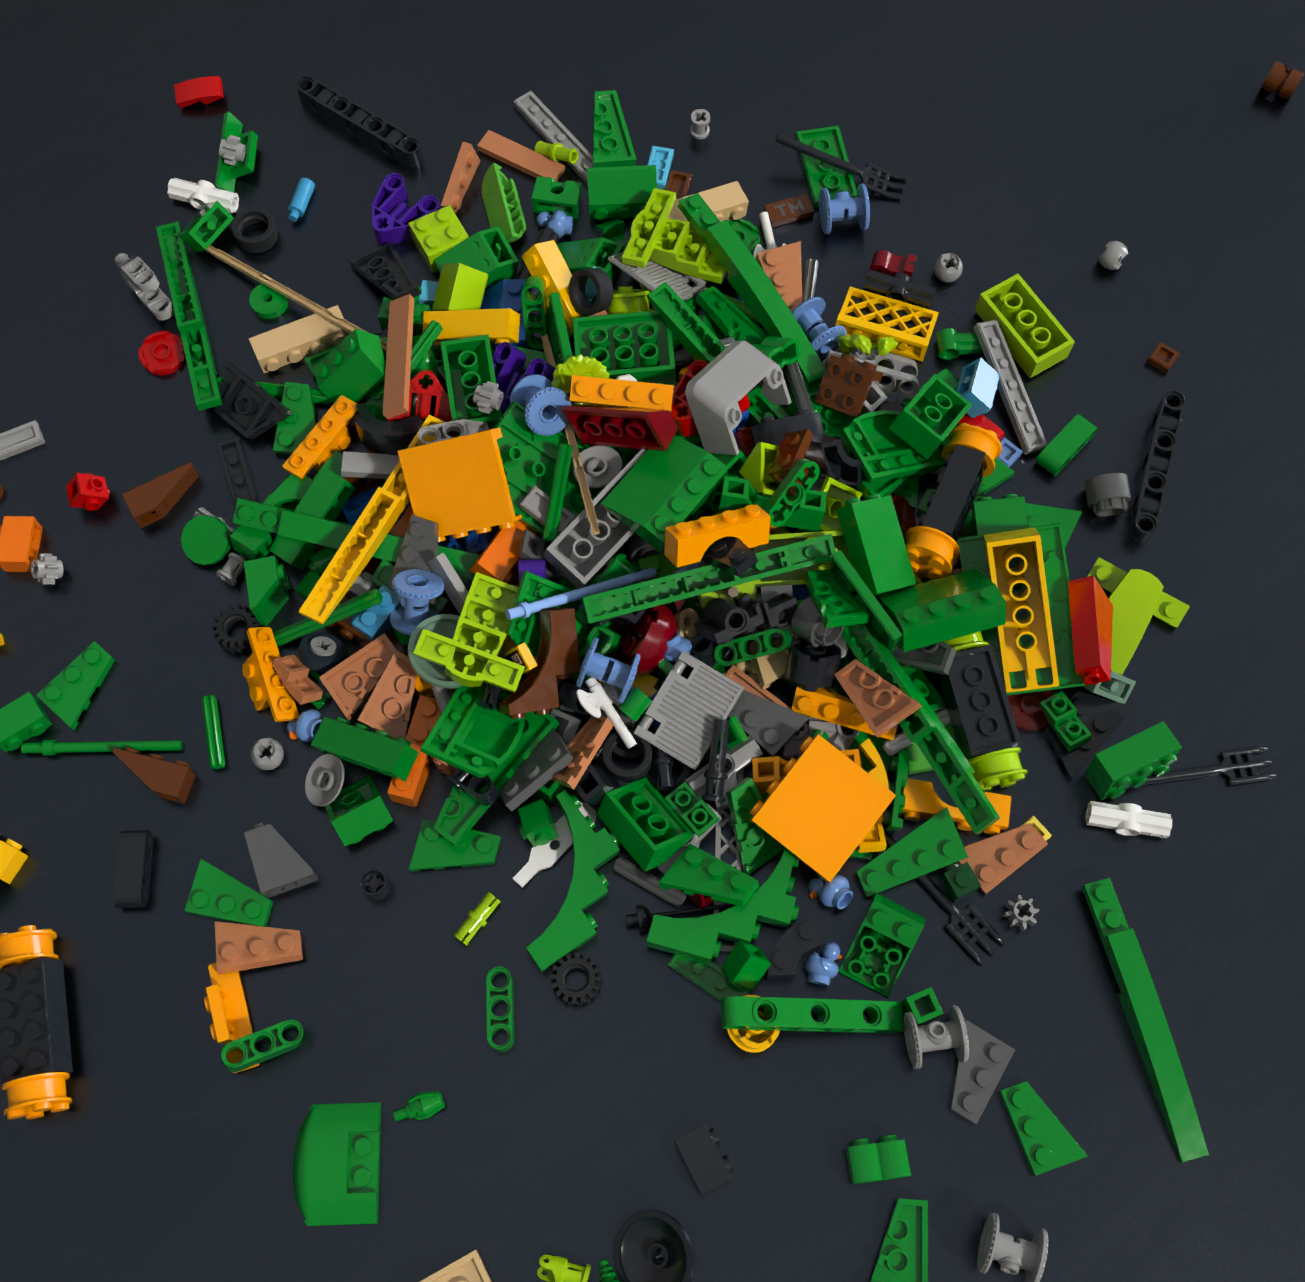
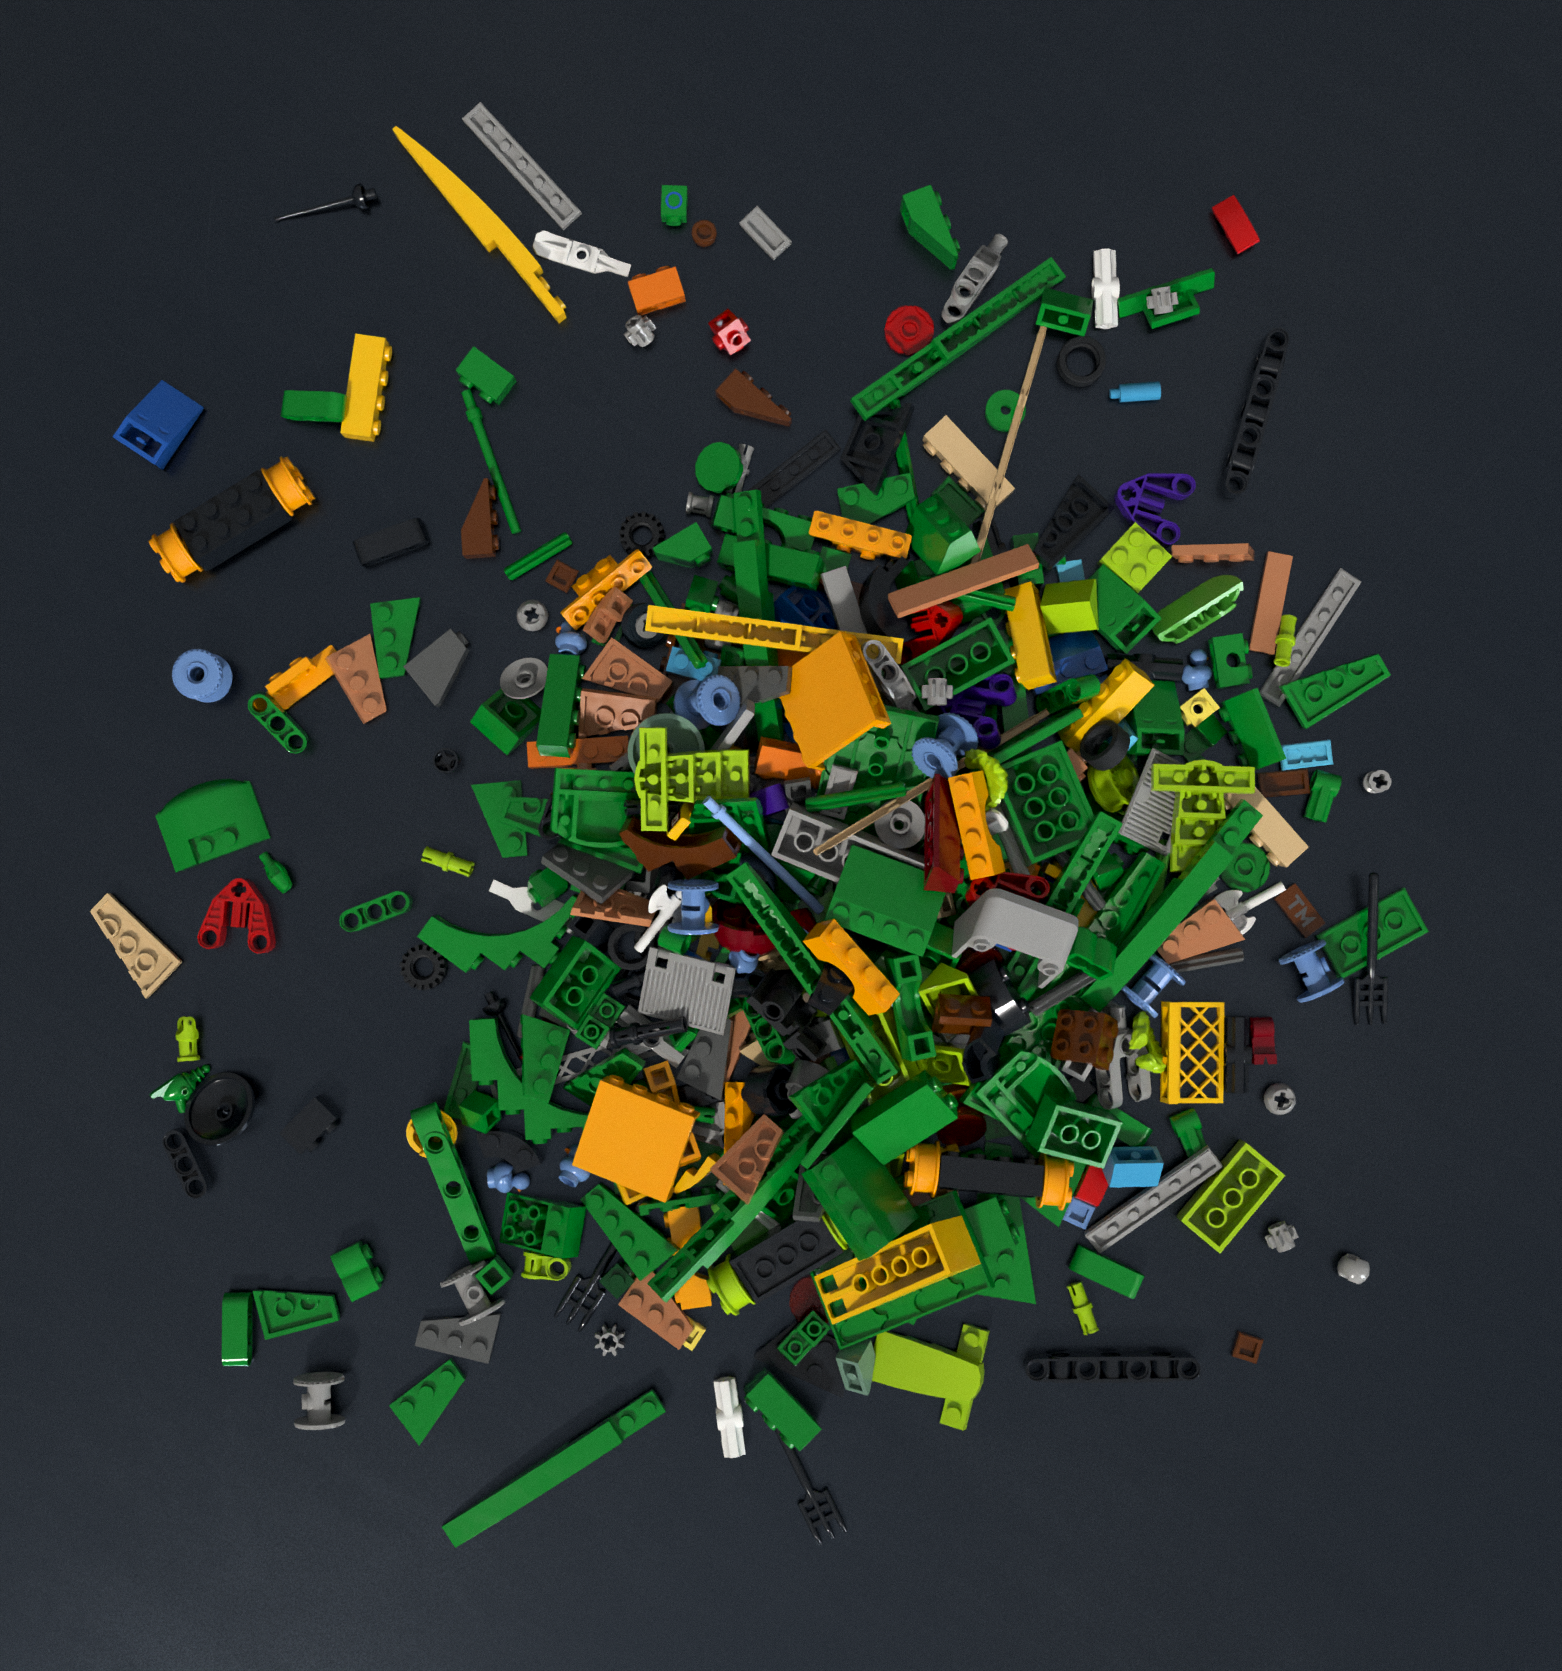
camera: 75 degrees right, 20 degrees up
(73, 687) = (539, 409): green wing -> none
(80, 301) = (928, 224): none -> green slope
(161, 1110) = (188, 672): none -> medium blue hose
(243, 716) = (562, 576): none -> reddish brown tile
(440, 1188) = (219, 912): none -> red connector
(586, 226) = (1207, 706): none -> light yellow brick
(692, 162) = (1323, 788): none -> green piece
(796, 472) = (929, 1020): green beam -> none
(925, 959) = (543, 1266): none -> lime piece
(1070, 299) = (1281, 1236): none -> light grey gear
(1089, 472) = (1082, 1308): none -> lime pin
(1091, 630) = (891, 1342): red slope -> none
(1108, 494) = (1059, 1326): dark grey piece -> none

